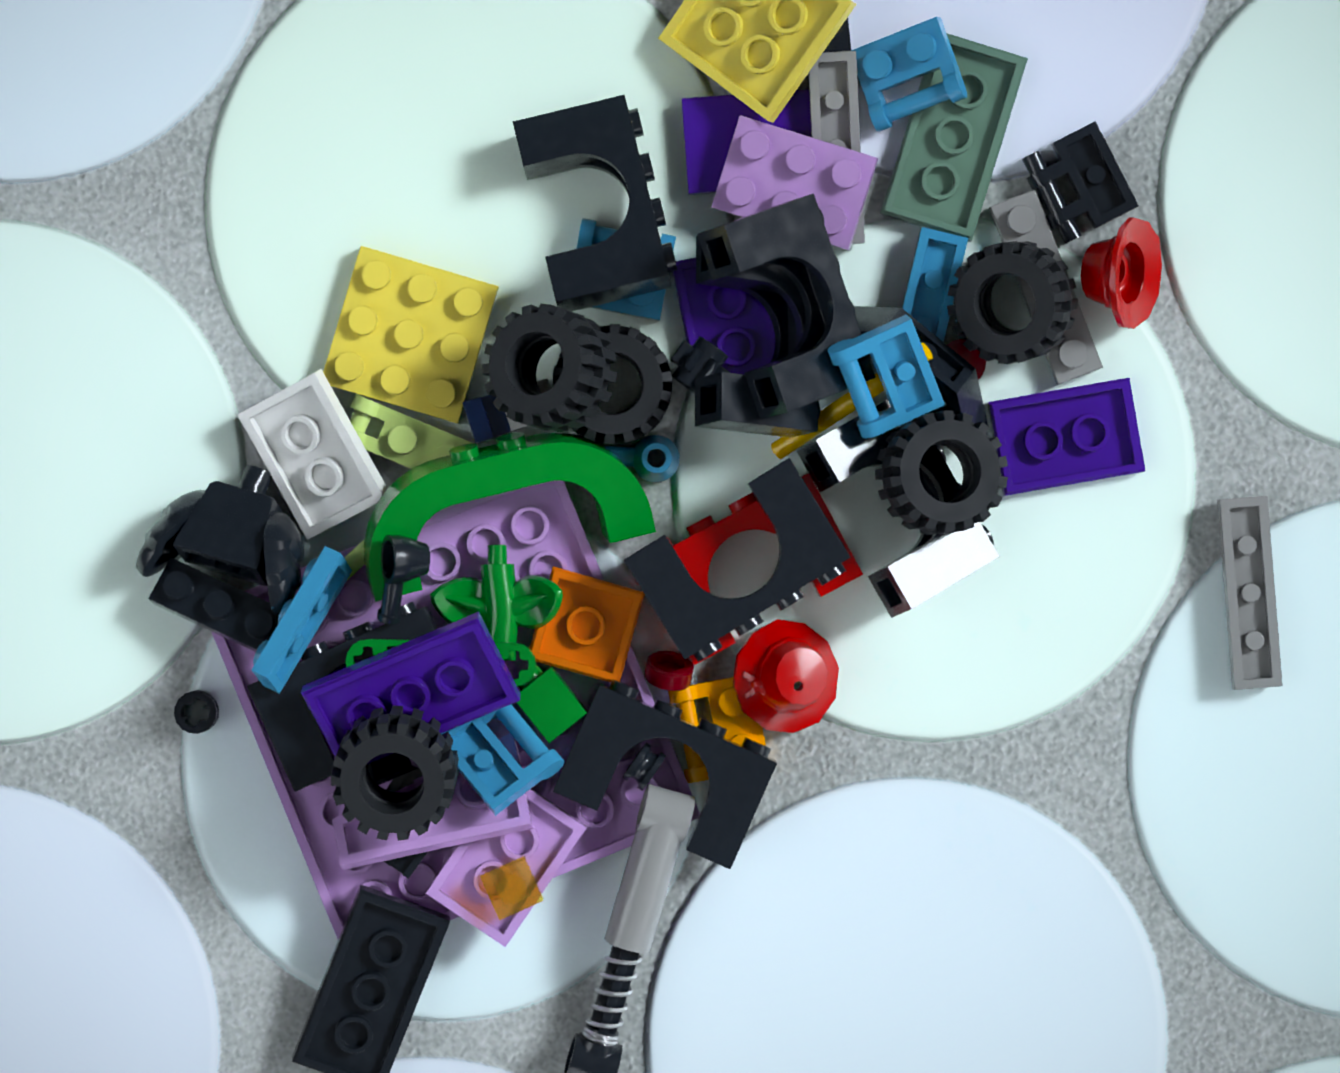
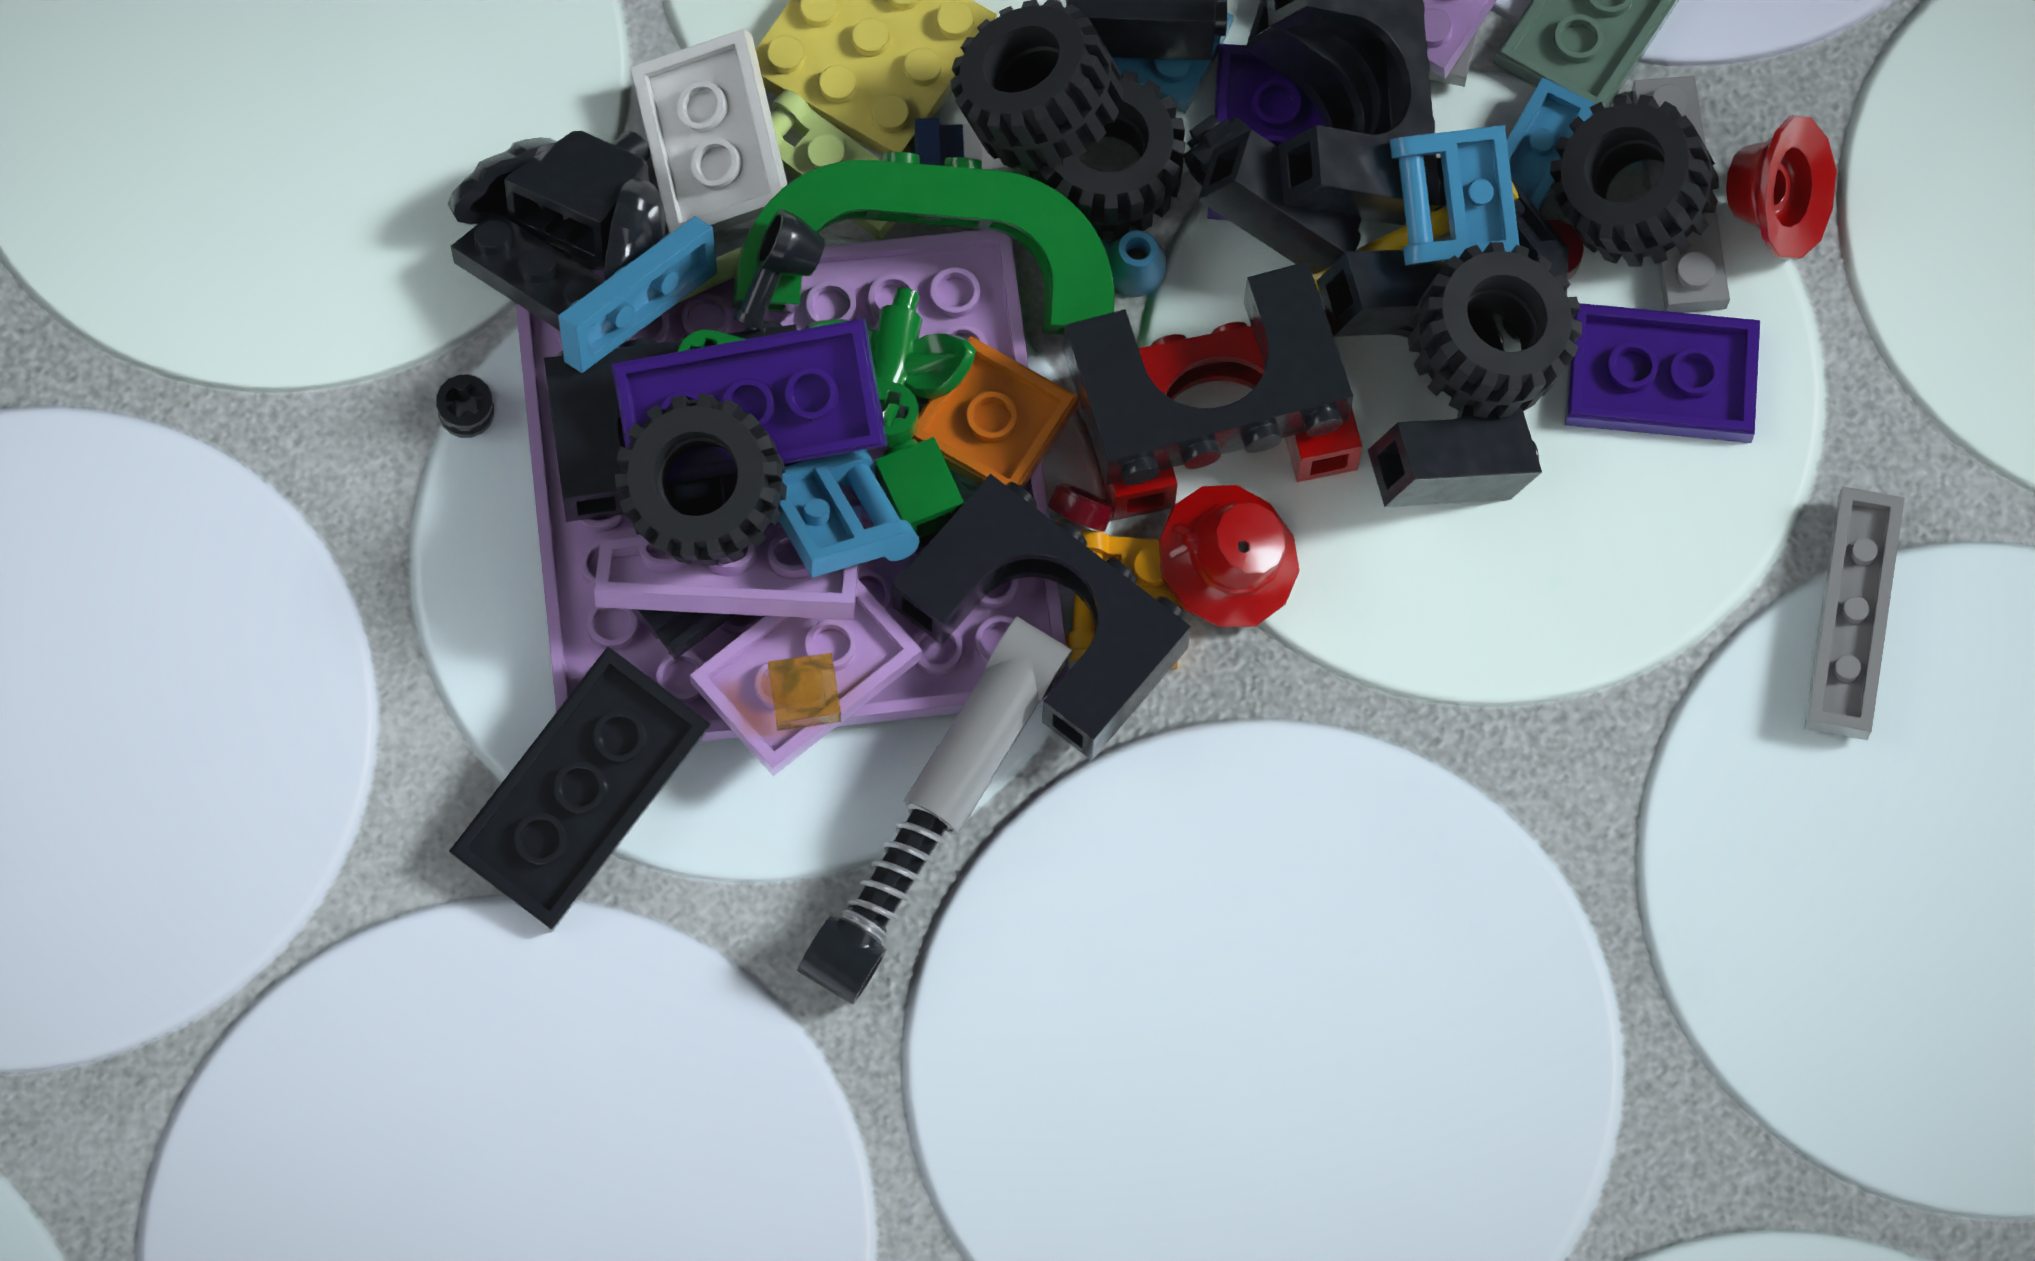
camera: 10 degrees right, 20 degrees down
(644, 766) = (1017, 598): black bush -> none
(1093, 175) = (1770, 76): black plate -> none

